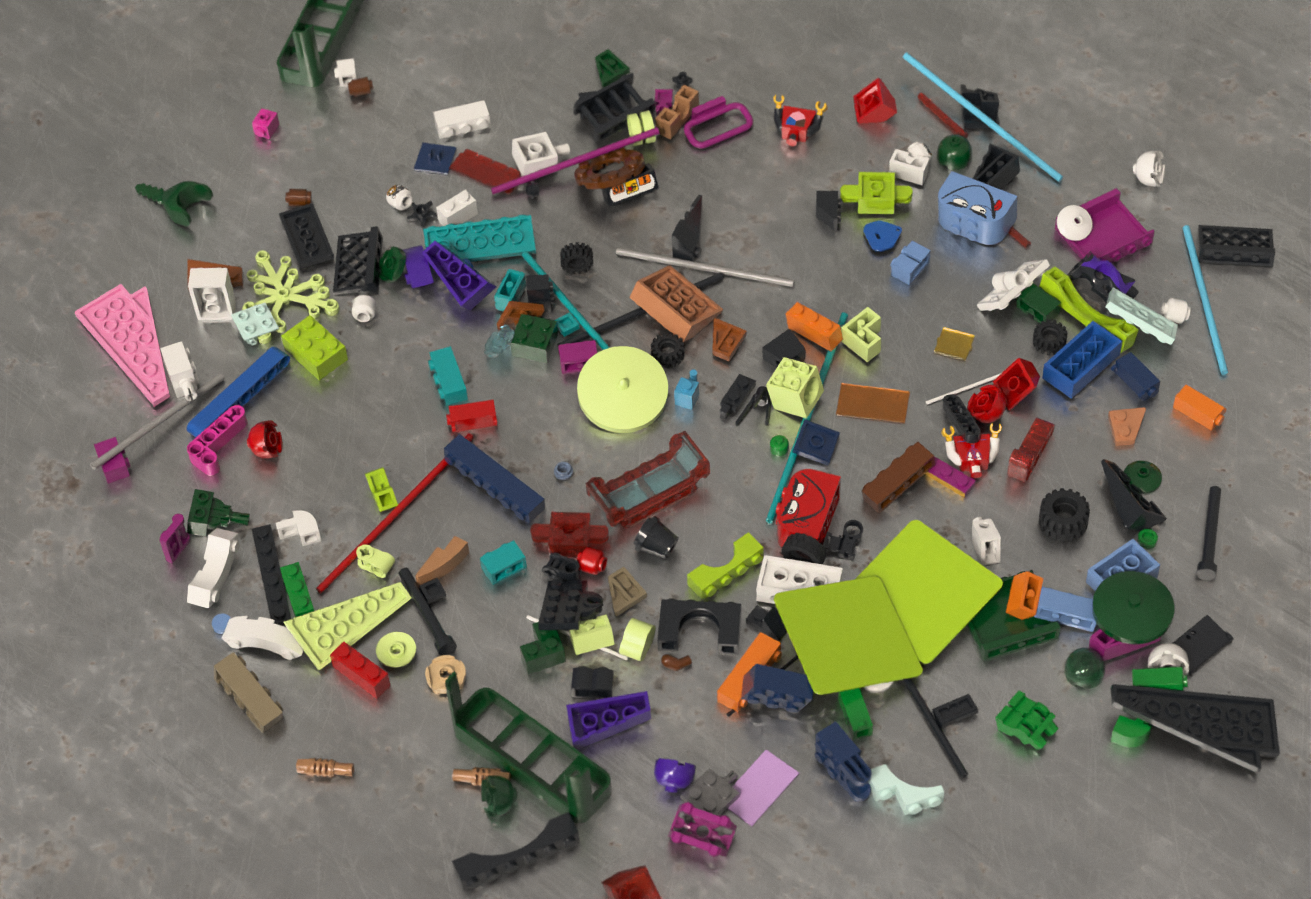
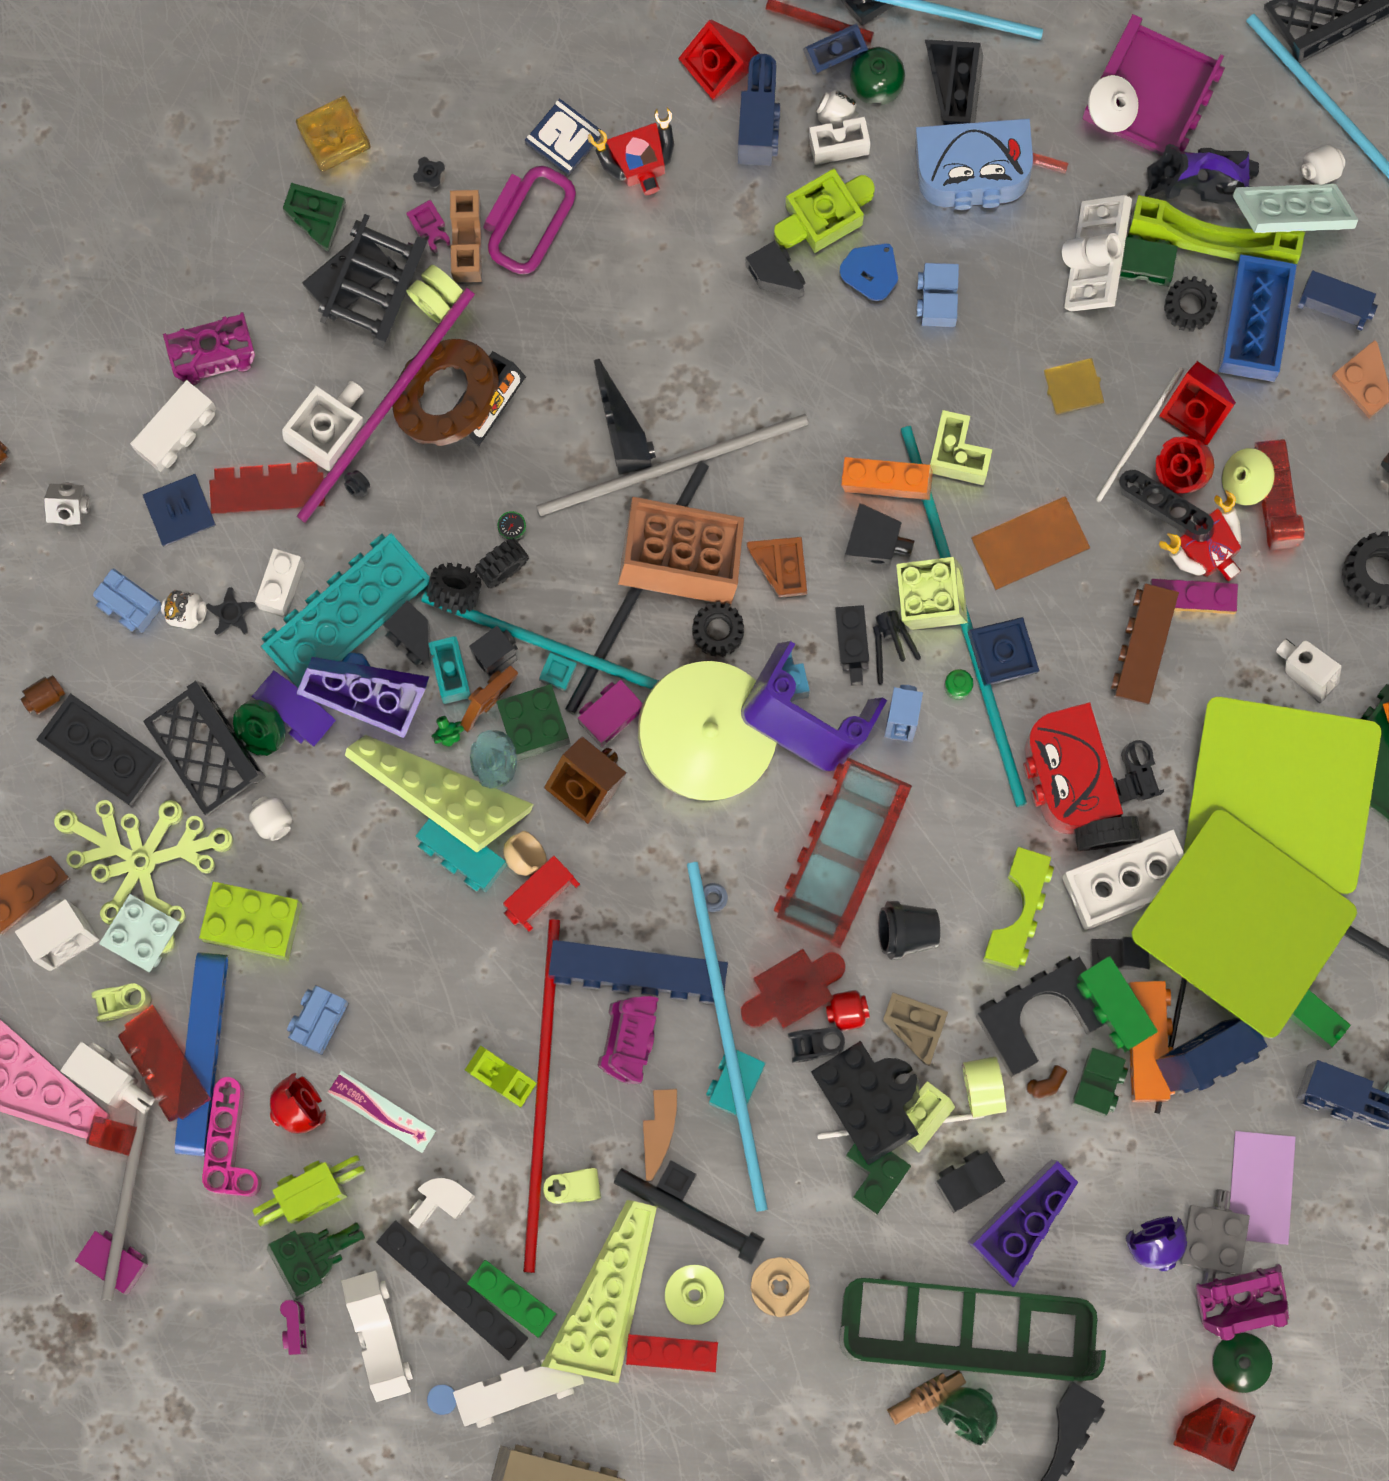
camera: 35 degrees left, 25 degrees up
(161, 400) = (111, 1135): none -> clear red panel
(214, 384) = (164, 1058): none -> clear red windscreen
(219, 348) = (115, 1003): none -> yellowish green piece
(236, 481) = (309, 1192): none -> lime brick
(307, 474) = (381, 1111): none -> sticker
(310, 410) = (317, 1020): none -> medium blue brick
(374, 178) = (127, 601): none -> medium blue brick
(380, 122) = (66, 503): none -> light grey brick
(460, 346) = (447, 797): none -> yellowish green wing
(463, 505) = (629, 1038): none -> magenta piece
(478, 391) = (524, 854): none -> tan hair
(486, 319) = (447, 732): none -> green plant
(502, 262) = (412, 631): none -> black slope
(506, 95) = (212, 361): none -> magenta piece
(513, 532) = (727, 1037): none -> medium azure piece
(539, 373) = (585, 779): none -> reddish brown brick
(542, 256) = (461, 598): none -> black tyre
(598, 249) = (511, 525): none -> black tile
(646, 39) = (338, 117): none -> clear yellow brick
(671, 410) = (774, 716): none -> dark purple windscreen
(677, 879) = (1227, 1366): none -> dark green dish
(705, 676) = (1099, 1082): none -> dark green brick
(733, 431) = (903, 713): none -> medium blue brick
(741, 633) = (1116, 1005): none -> green brick
(761, 99) = (563, 137): none -> tile
(873, 133) = (759, 114): none -> dark blue brick
(938, 125) = (835, 49): none -> dark blue brick
(1020, 431) = (1258, 476): none -> yellowish green dish

